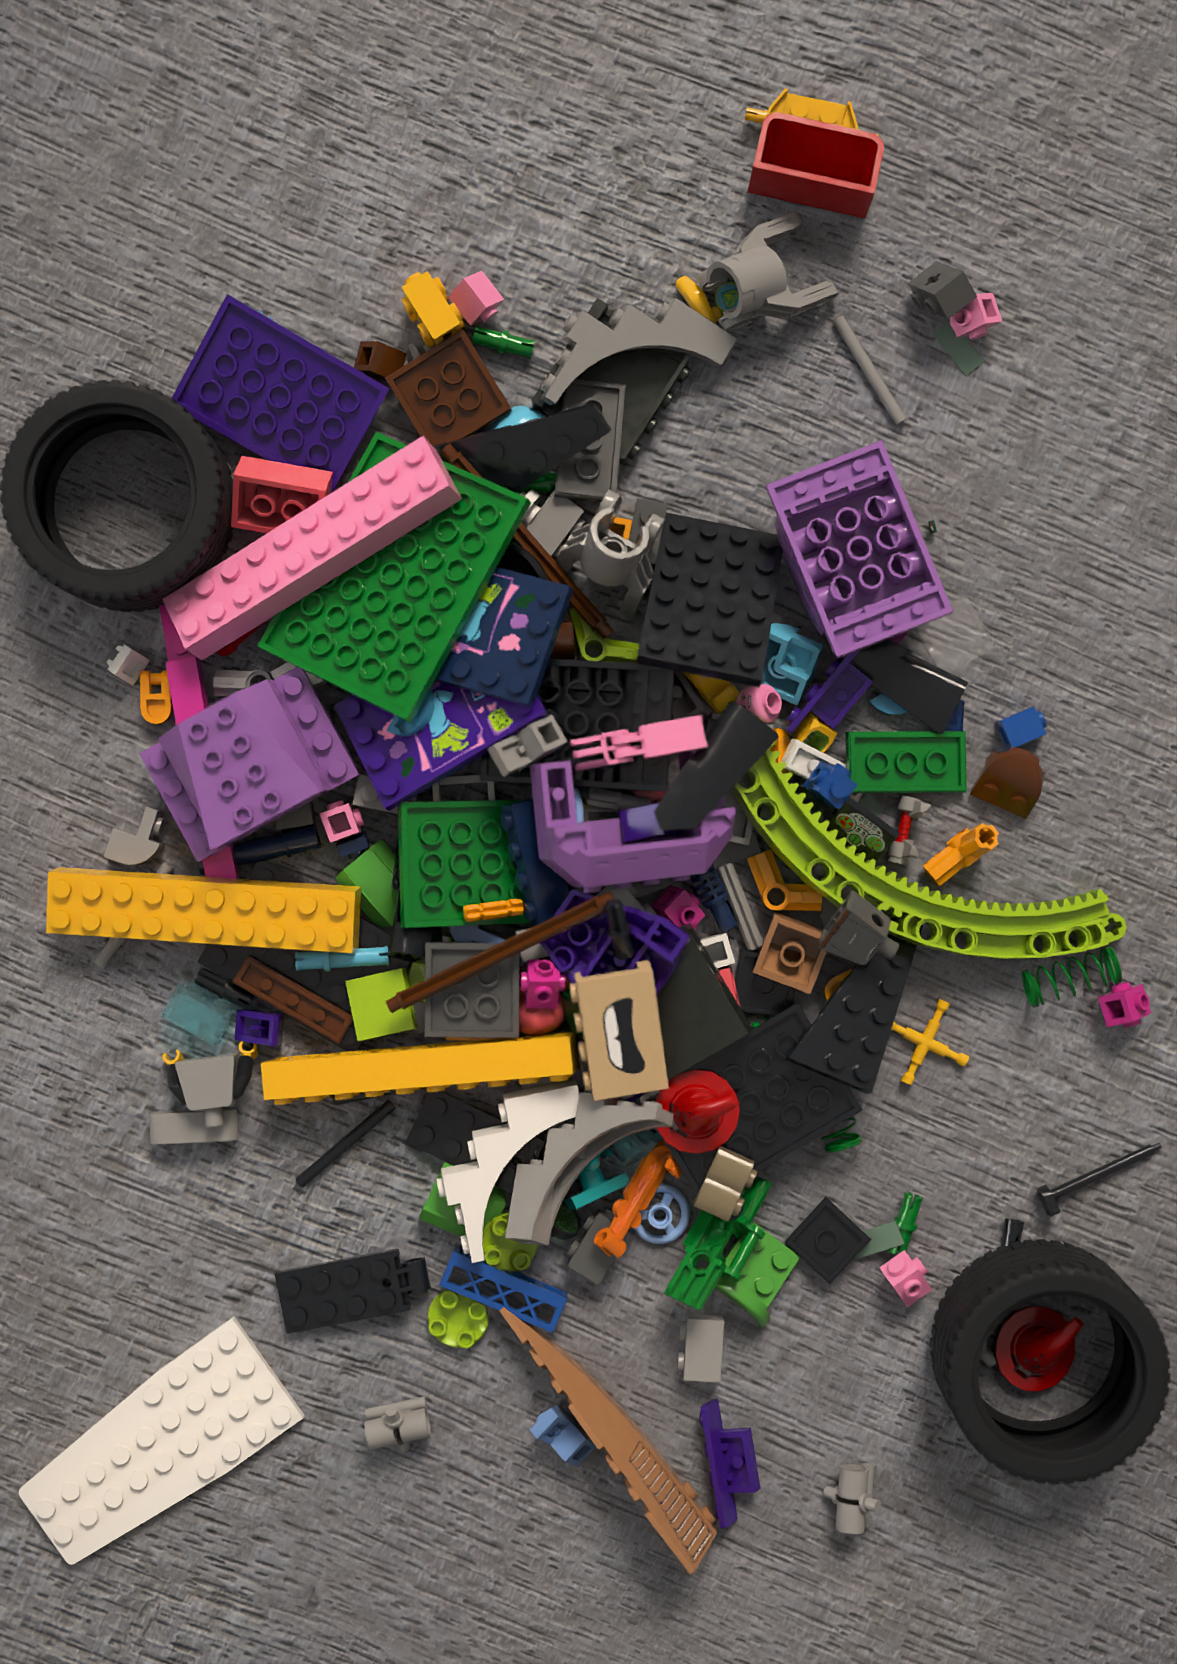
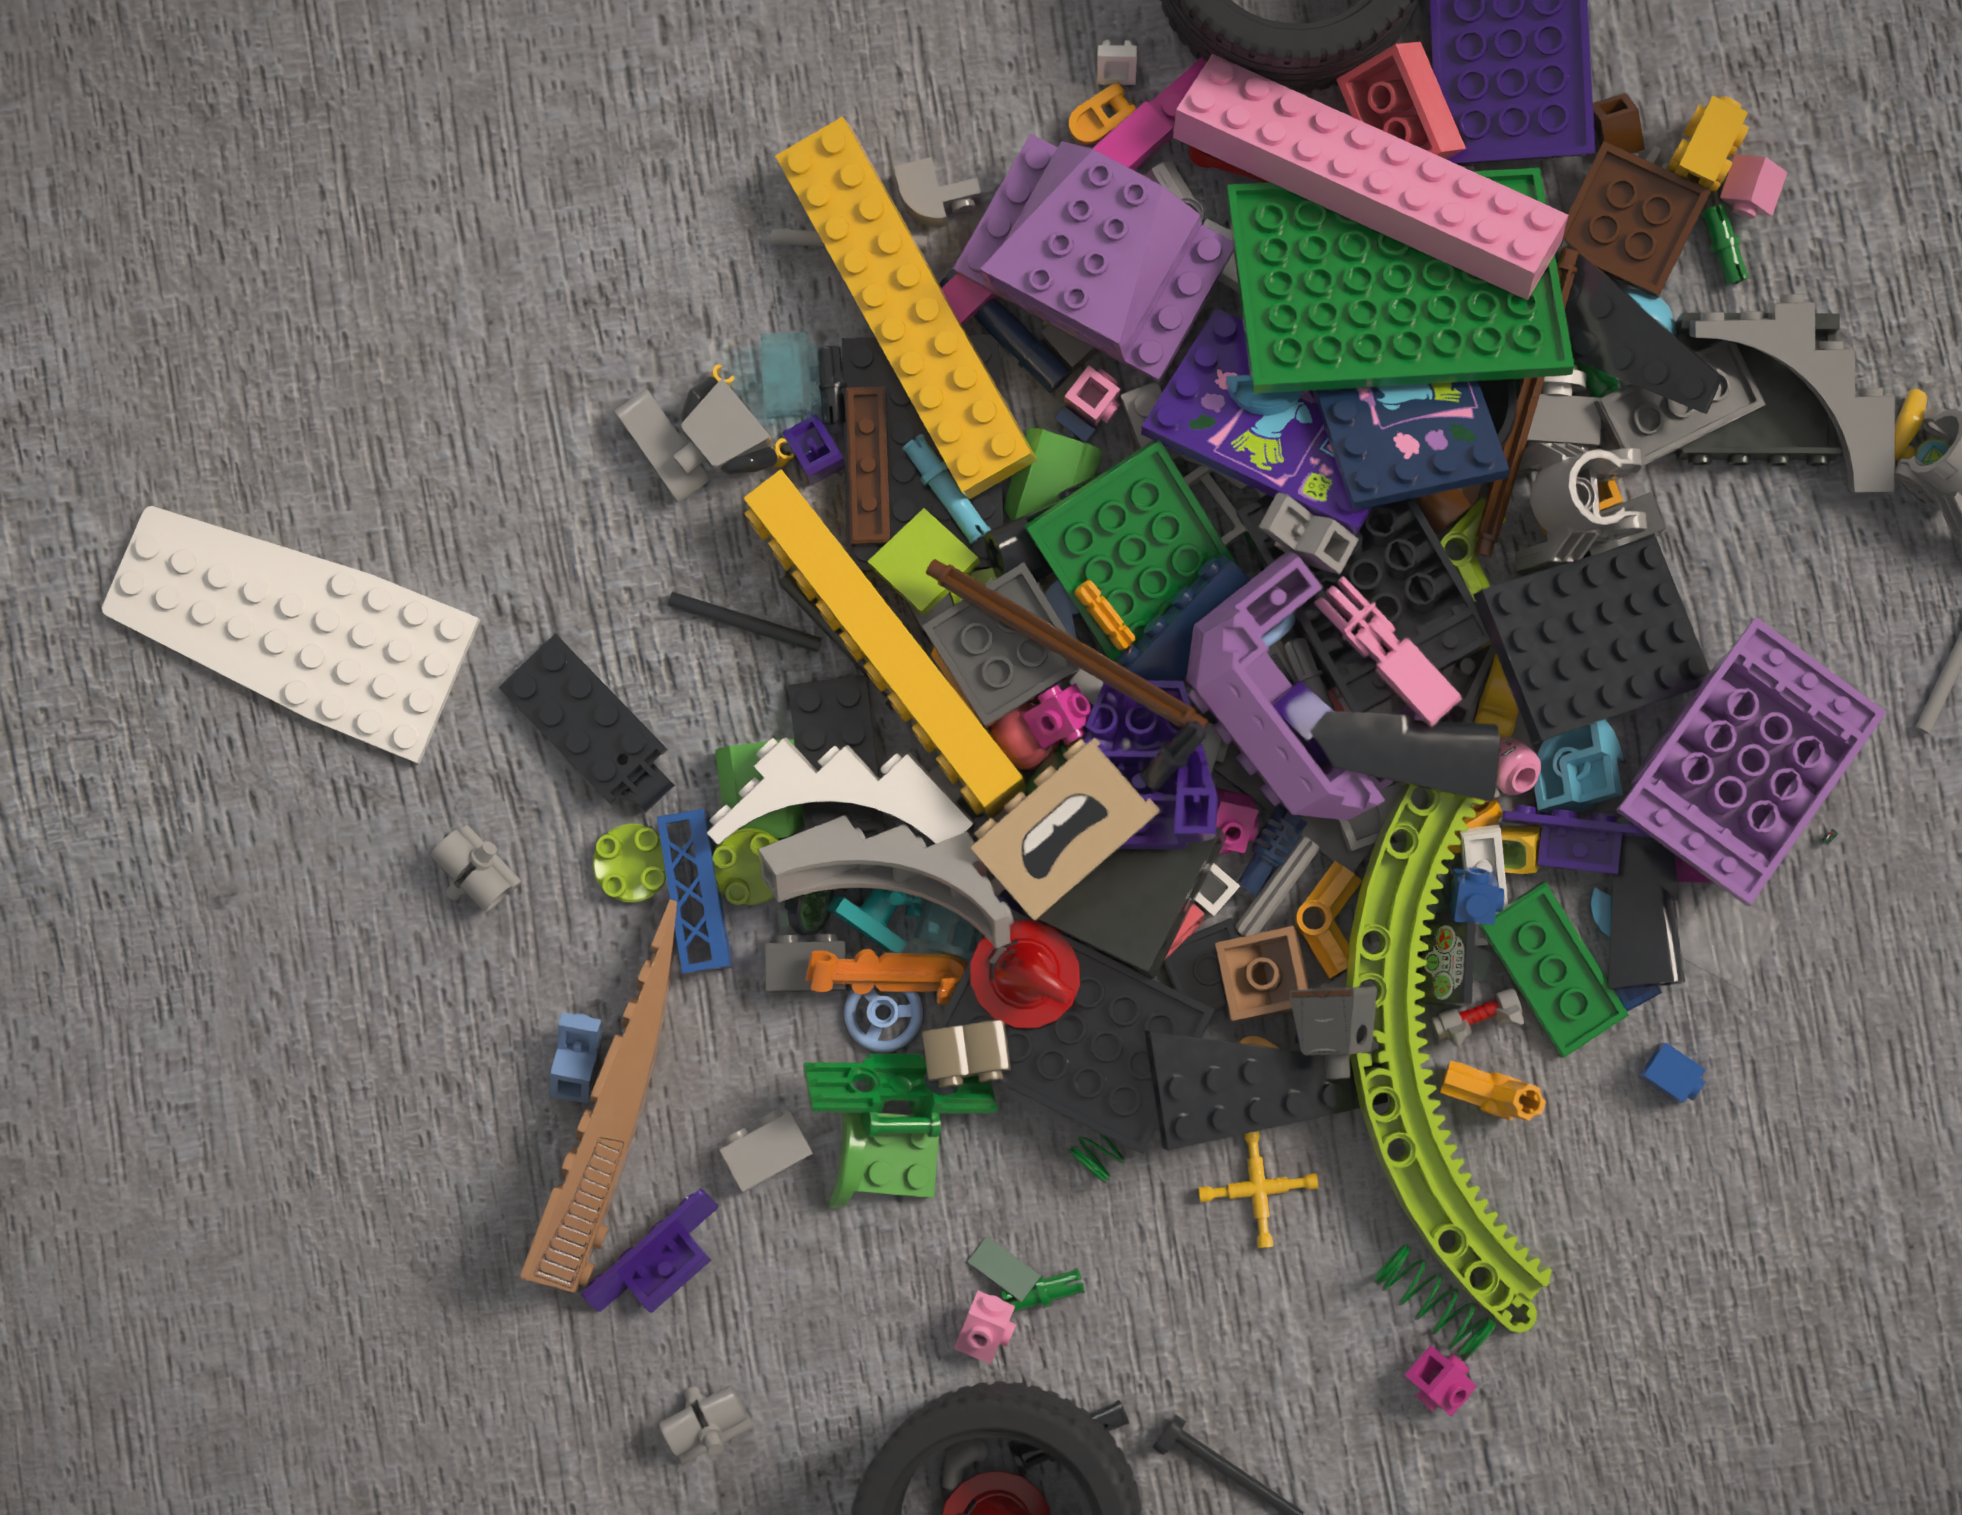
camera: 60 degrees right, 5 degrees down
(827, 1240) = (971, 1216): black tile -> none
(1010, 781) = (1606, 1098): reddish brown slope -> none

